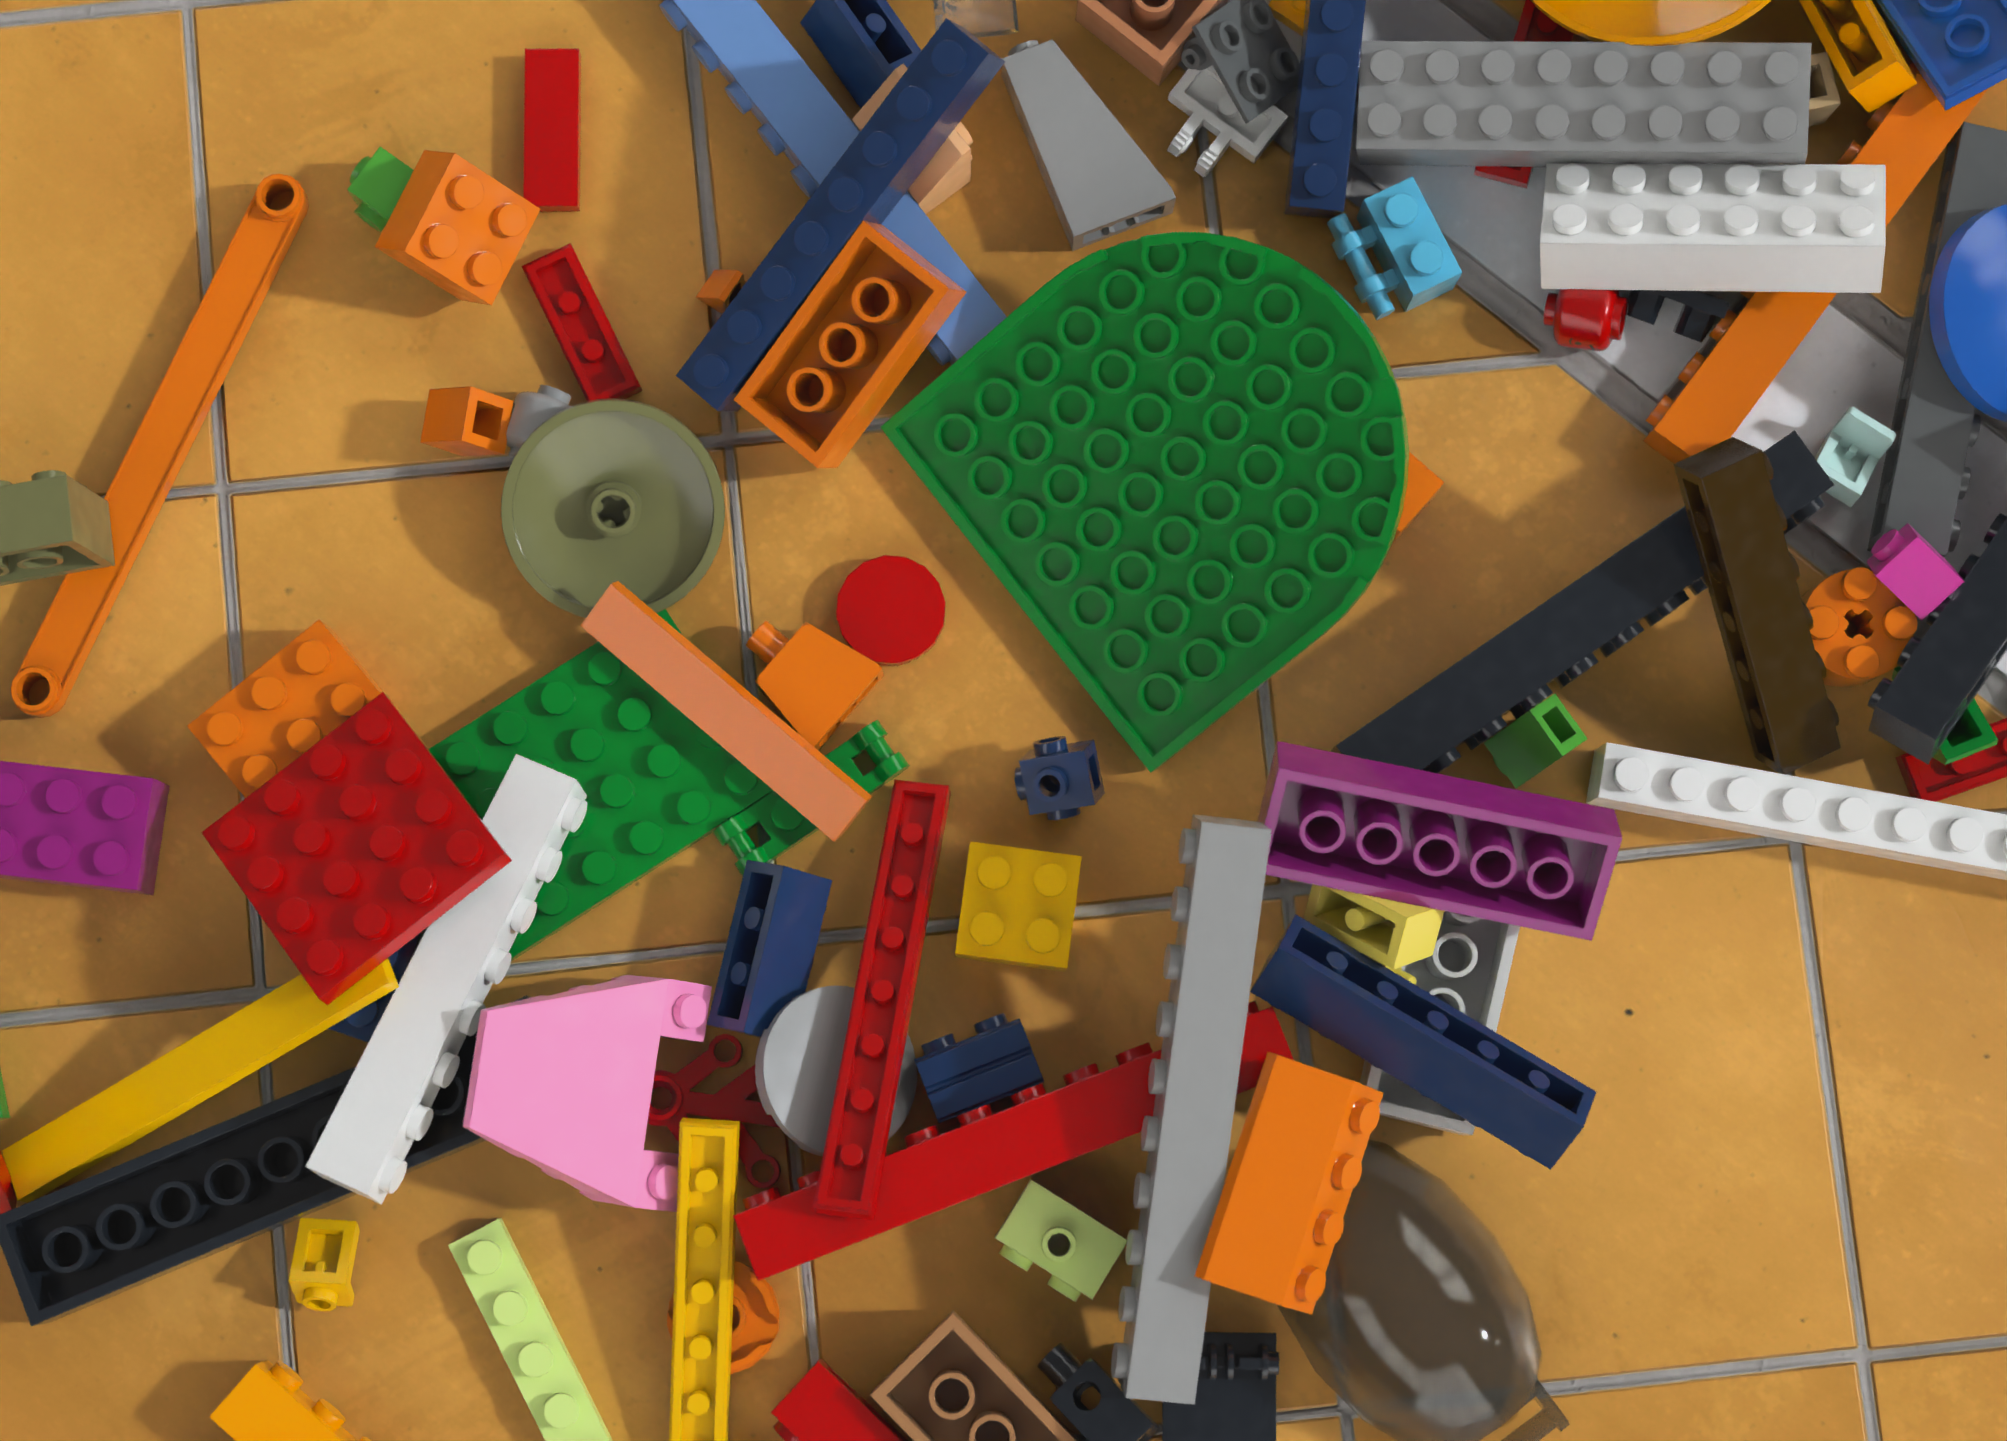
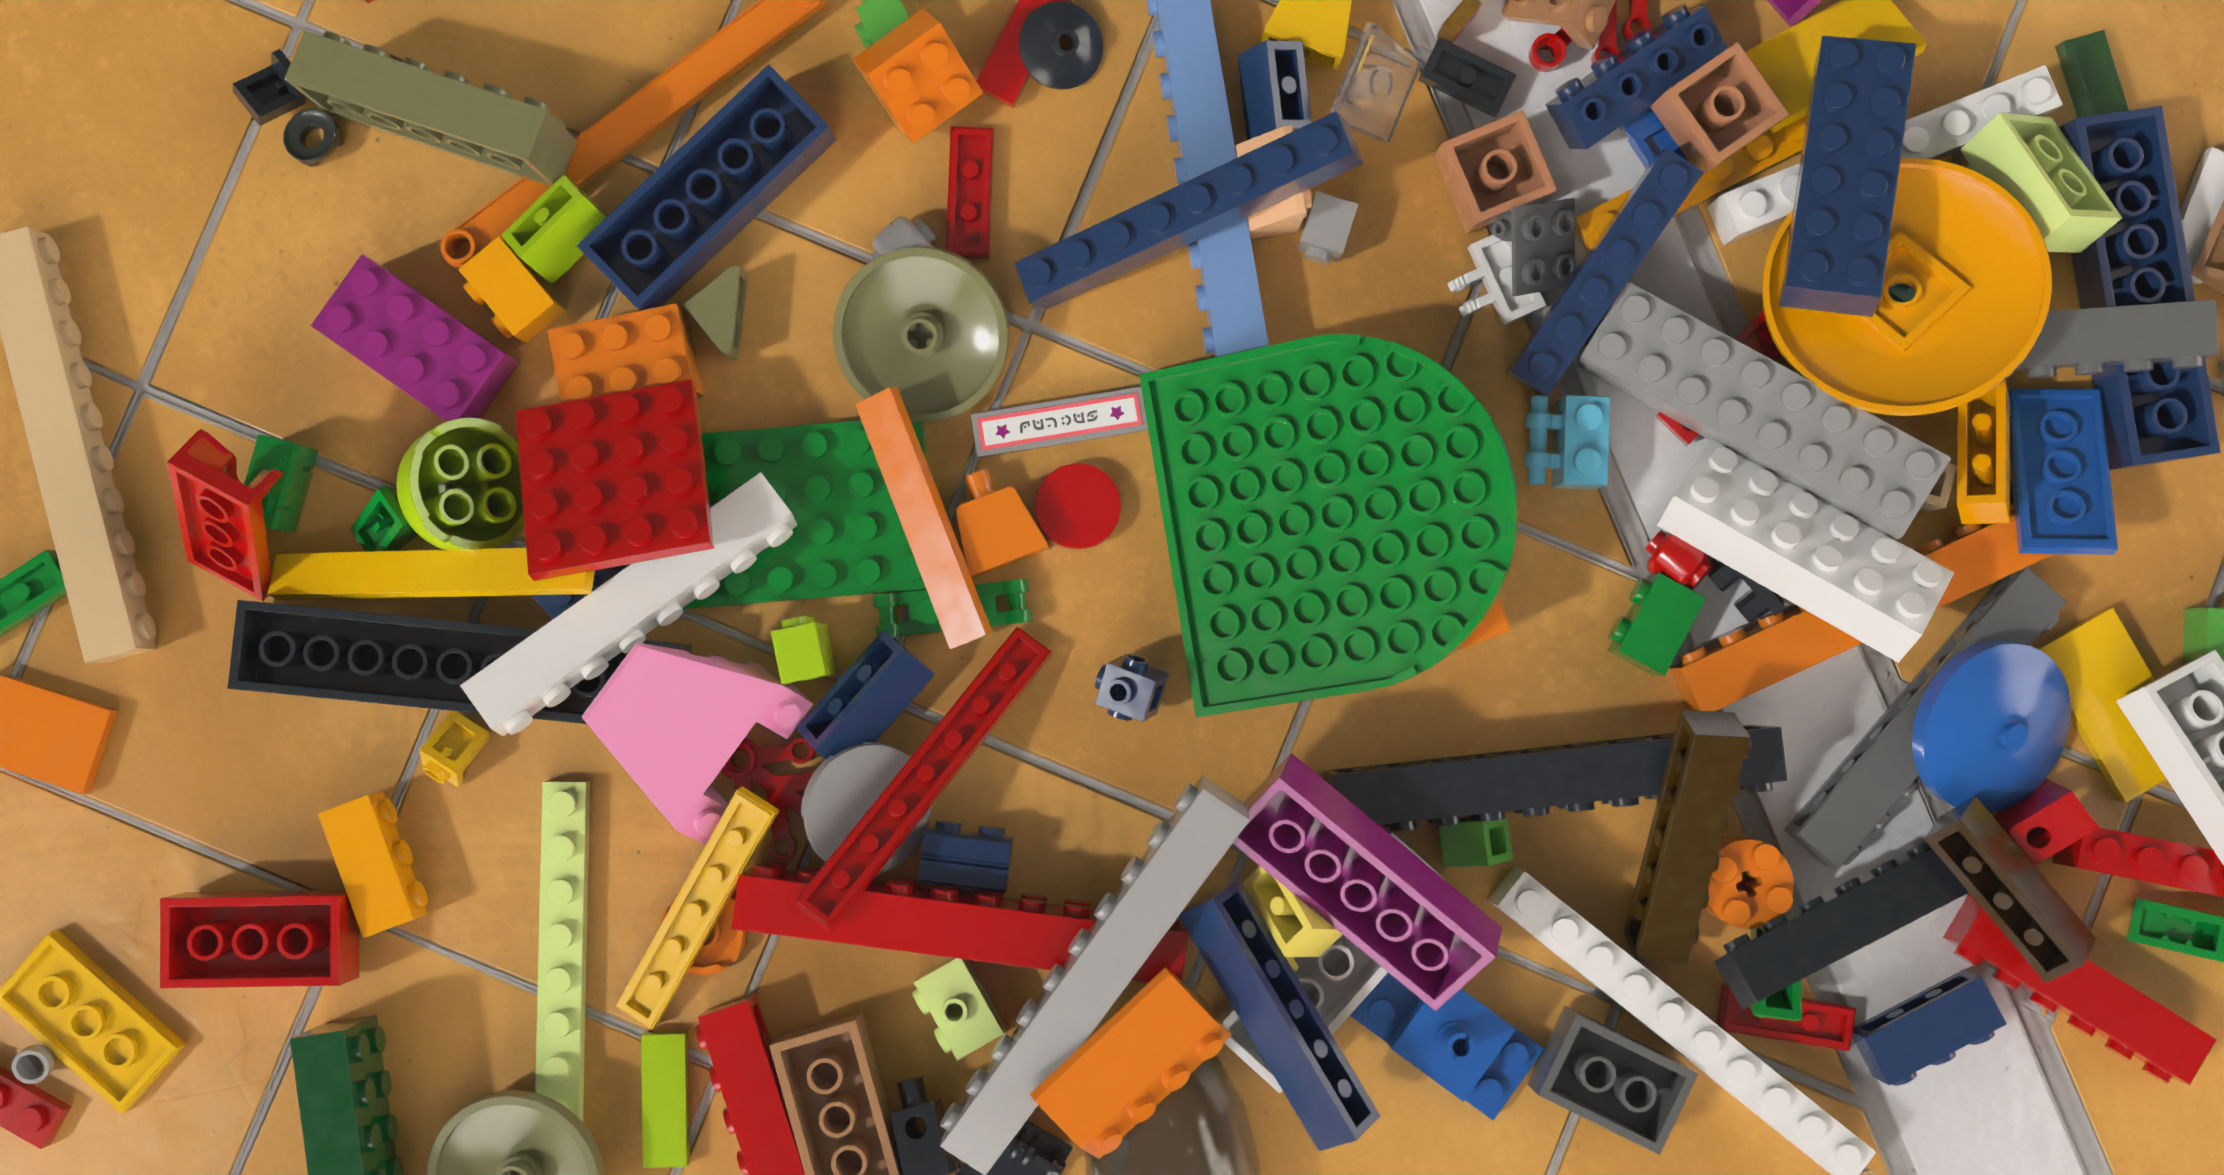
camera: 30 degrees right, 5 degrees up
(113, 1044) = (382, 523): none -> green slope
(119, 707) = (511, 291): none -> light orange brick
(138, 609) = (552, 229): none -> lime brick
(185, 950) = (483, 480): none -> lime cylinder
(287, 478) = (708, 191): none -> dark blue brick
(370, 605) = (721, 310): none -> olive slope
(466, 421) = (853, 217): orange brick -> none
(582, 132) = (1041, 50): none -> black dish
(670, 931) = (803, 650): none -> lime brick
(721, 289) = (1081, 216): orange piece -> none
(819, 528) = (1059, 422): none -> tile
(849, 345) = (1146, 306): orange brick -> none
(1001, 158) = (1327, 228): none -> light grey brick
(1018, 906) = (1053, 762): yellow brick -> none
(1082, 151) = (1387, 257): light grey slope -> none
(1599, 398) = (1655, 623): none -> green brick
(1630, 977) = (1457, 1045): none -> blue brick
(1831, 922) = (1612, 1080): none -> dark grey brick
(1852, 453) = (1811, 758): light aqua bracket -> none
(1913, 570) = (1809, 868): dark pink brick -> none

